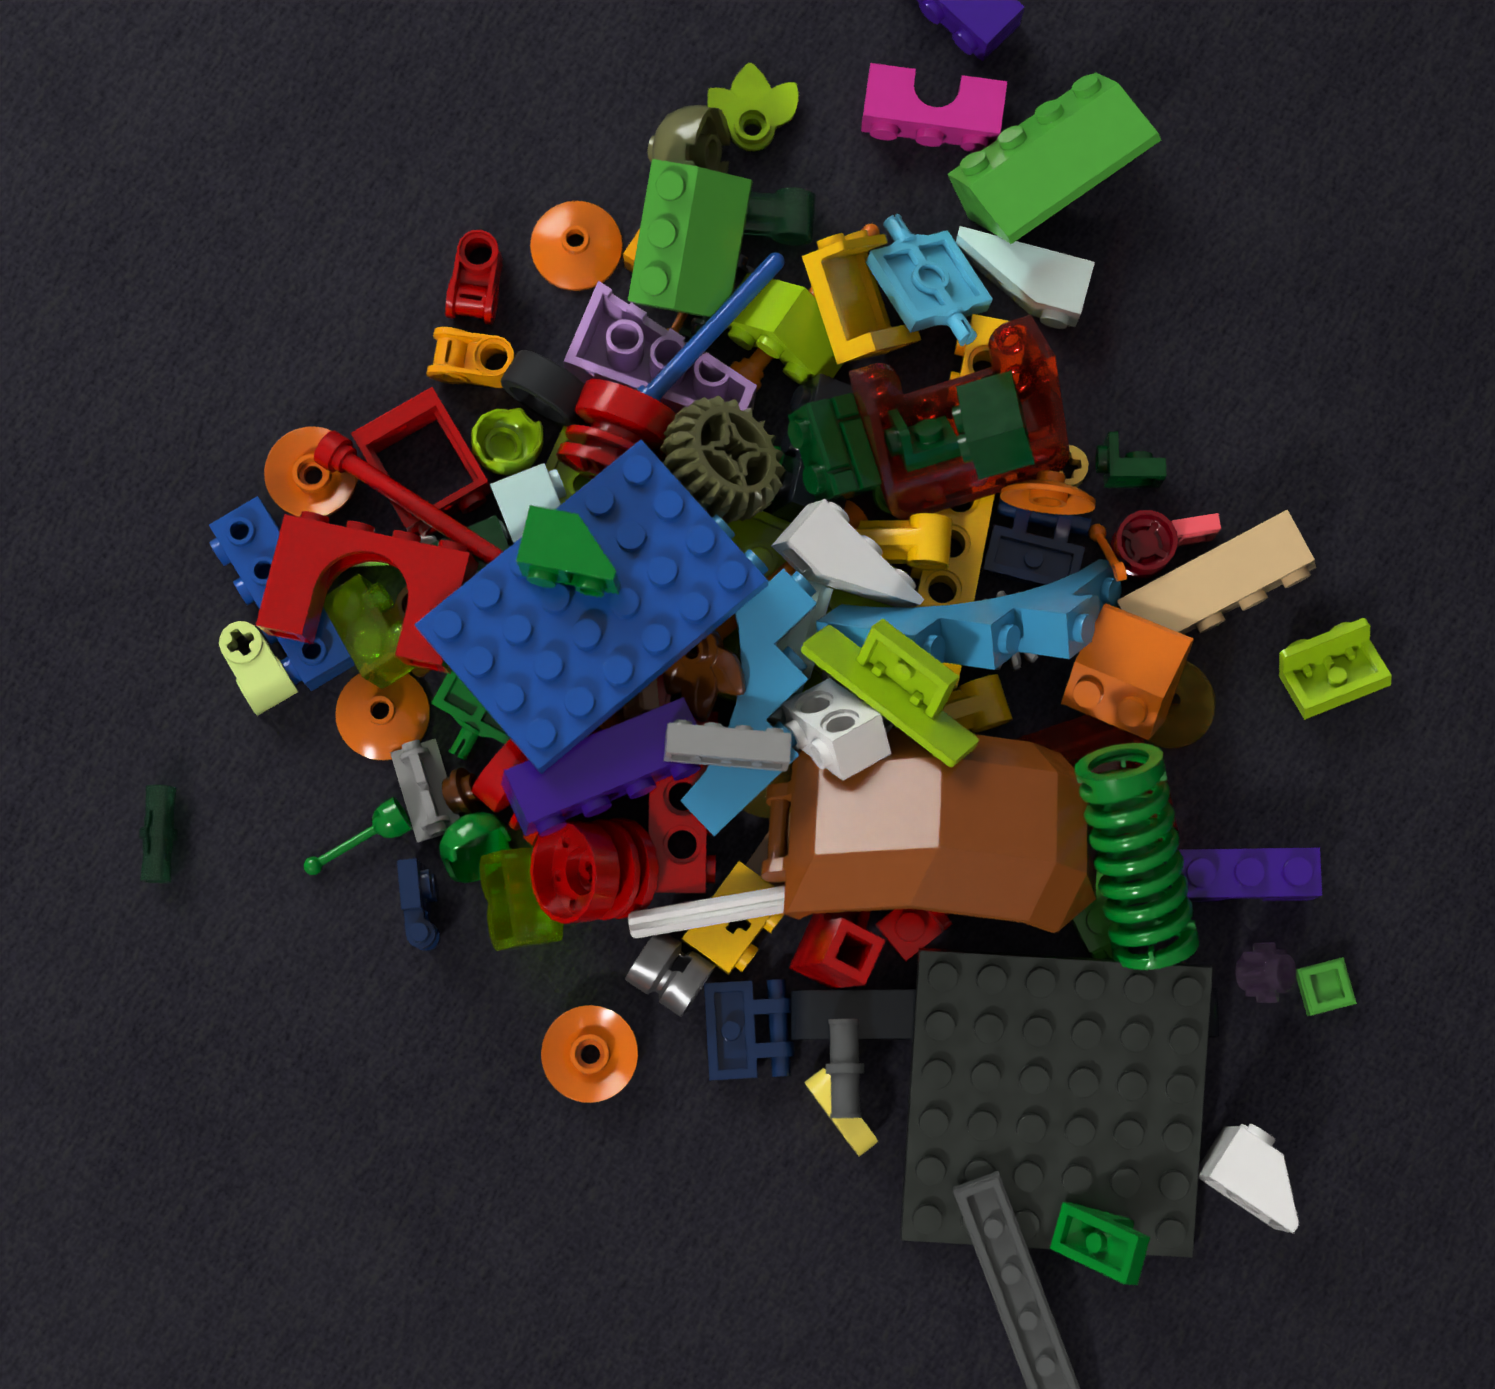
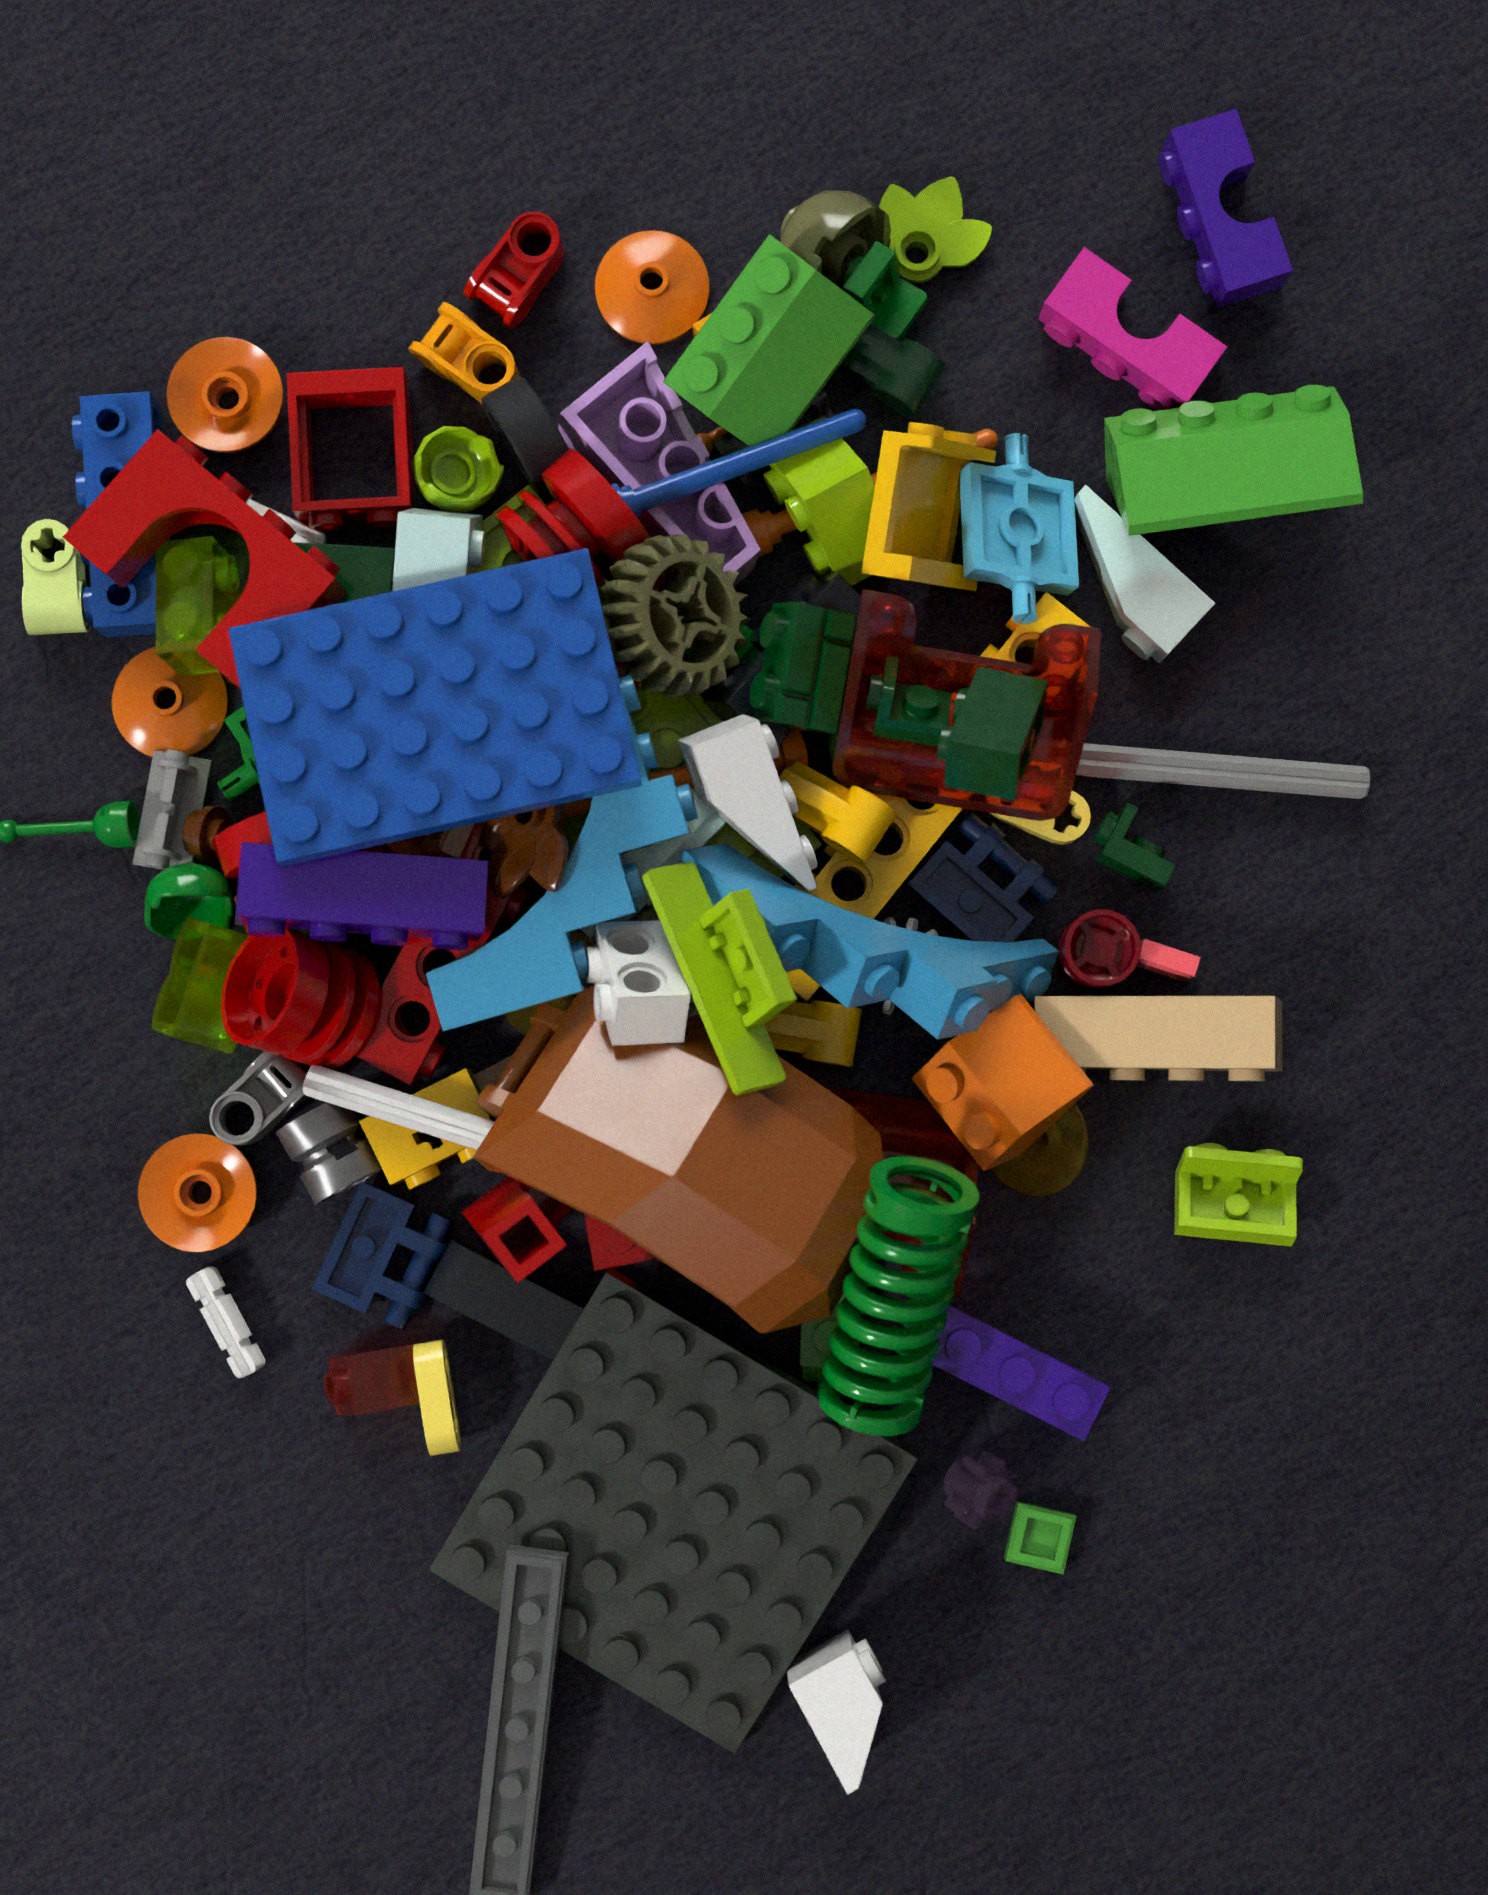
camera: 25 degrees right, 5 degrees up
(337, 454) = (261, 389): red piece -> none
(417, 891) = (93, 925): dark blue plate -> none
(563, 550) = (430, 631): green slope -> none
(601, 957) = (264, 1093): none -> light grey piece
(658, 1138) = (225, 1322): none -> white axle
(727, 746) = (504, 942): light grey piece -> none
(737, 159) = (880, 289): none -> green bracket
(787, 1124) = (372, 1381): none -> clear red bracket
(844, 1068) = (459, 1356): dark grey pin -> none
(1048, 495) = (1019, 839): orange dish -> none
(1098, 533) = (1058, 909): orange hinge -> none
(1101, 1242) = (638, 1690): green slope -> none
(1166, 376) = (1224, 771): none -> light grey axle

